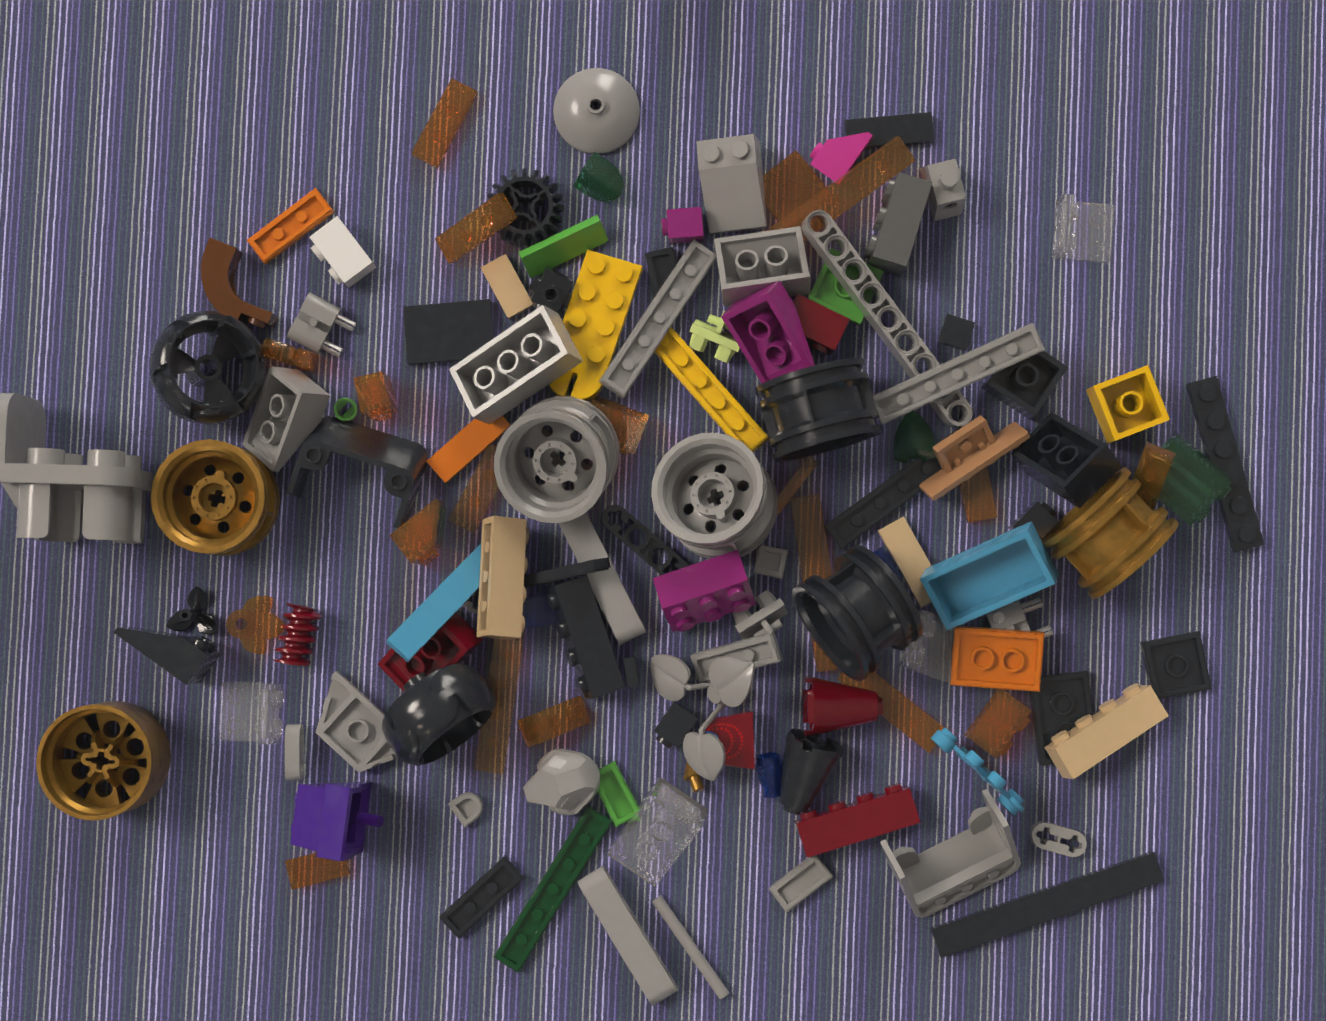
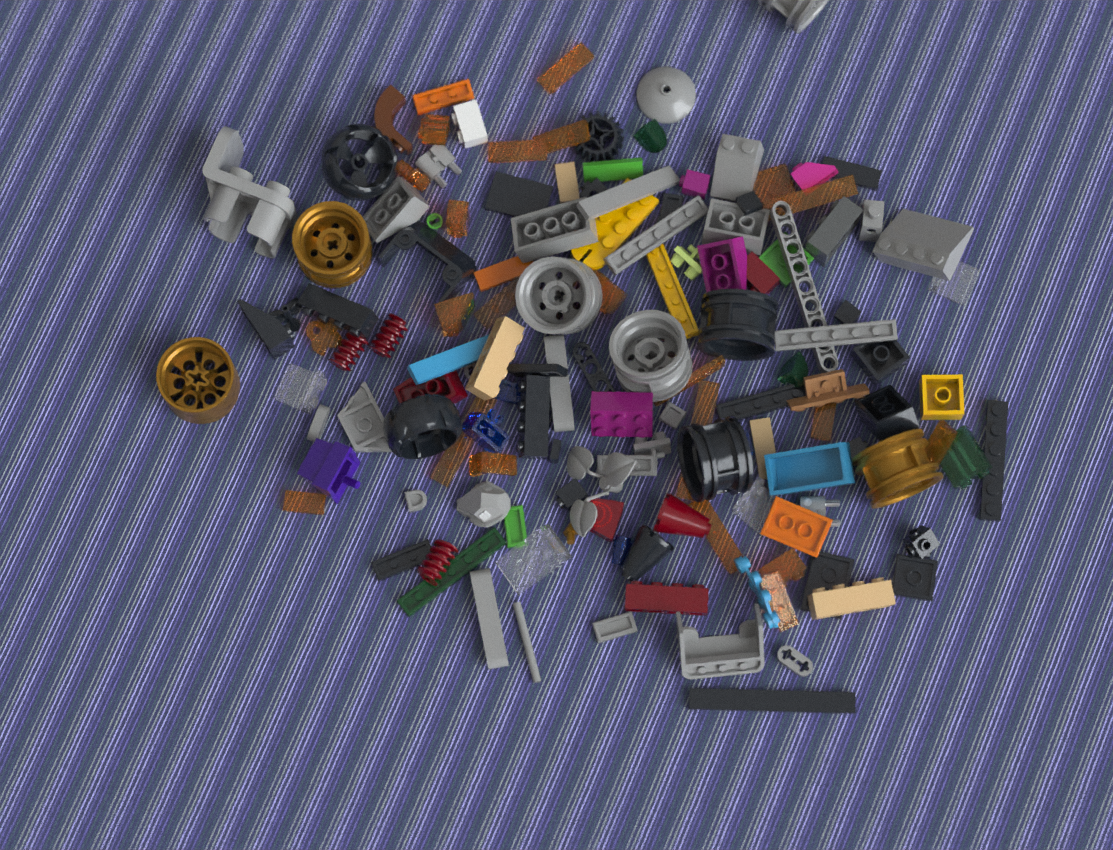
camera: 20 degrees right, 10 degrees down
(260, 590) = (337, 311): none -> black brick
(296, 280) = (434, 129): none -> clear orange brick
(344, 596) = (388, 336): none -> dark red piece
(422, 267) = (517, 151): none -> clear orange tile
(527, 682) = (485, 430): none -> clear blue brick
(528, 889) = (435, 561): none -> dark red piece
(597, 276) = (628, 193): none -> light grey tile
(769, 227) = (749, 203): none -> black tile
(1010, 767) = (780, 601): none -> clear orange tile
(1029, 197) = (923, 244): none -> light grey slope
(1170, 616) = (920, 542): none -> black brick

